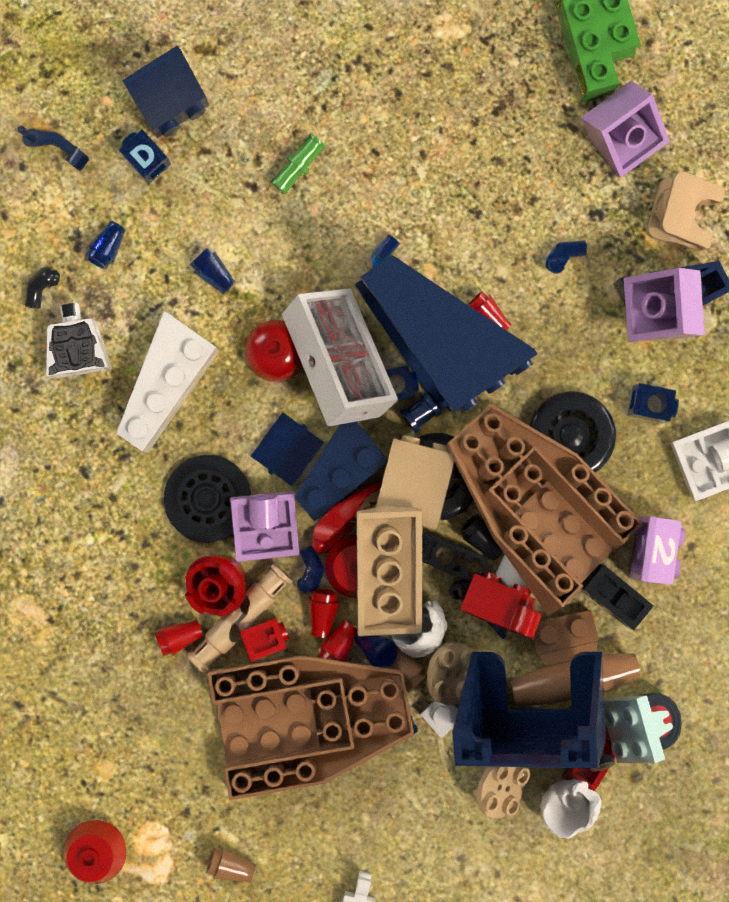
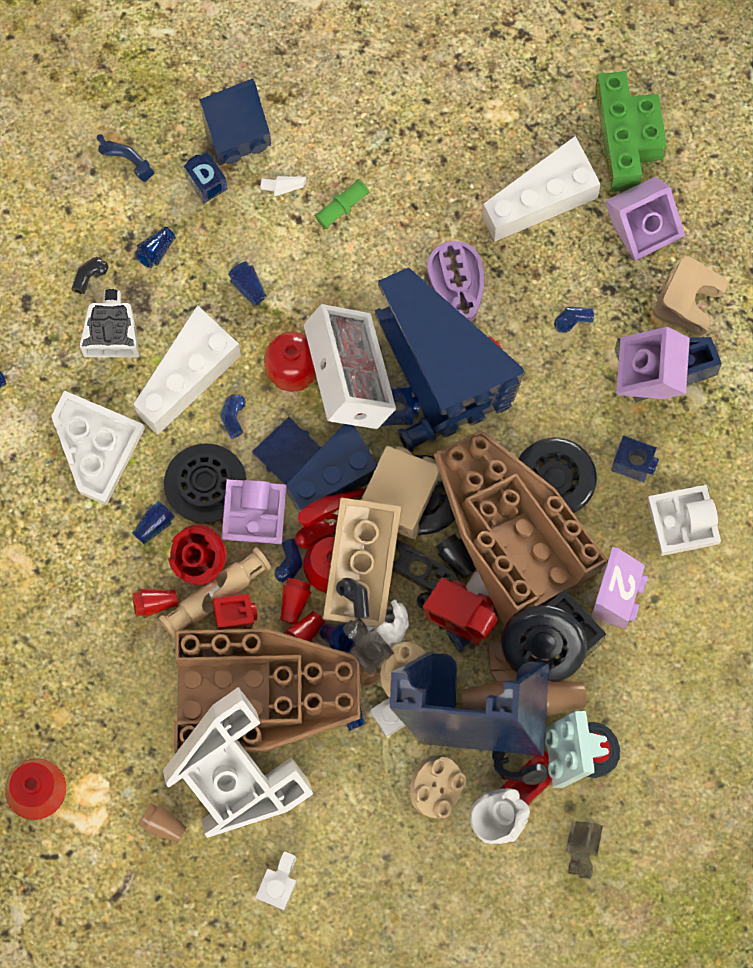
camera: 15 degrees right, 15 degrees down
(84, 477) = (95, 444): none -> white plate
(162, 551) = (153, 522): none -> clear blue cone
(220, 417) = (229, 414): none -> clear blue arm
(230, 150) = (282, 184): none -> white bar
(287, 820) = (227, 776): none -> white wedge
(391, 609) = (357, 594): none -> black arm
(411, 663) = (370, 647): none -> clear smoke plate
(449, 220) = (470, 272): none -> lavender piece
(519, 111) = (544, 191): none -> white wedge
(593, 626) = (546, 632): none -> black wheel
(659, 817) = (582, 843): none -> clear smoke plate

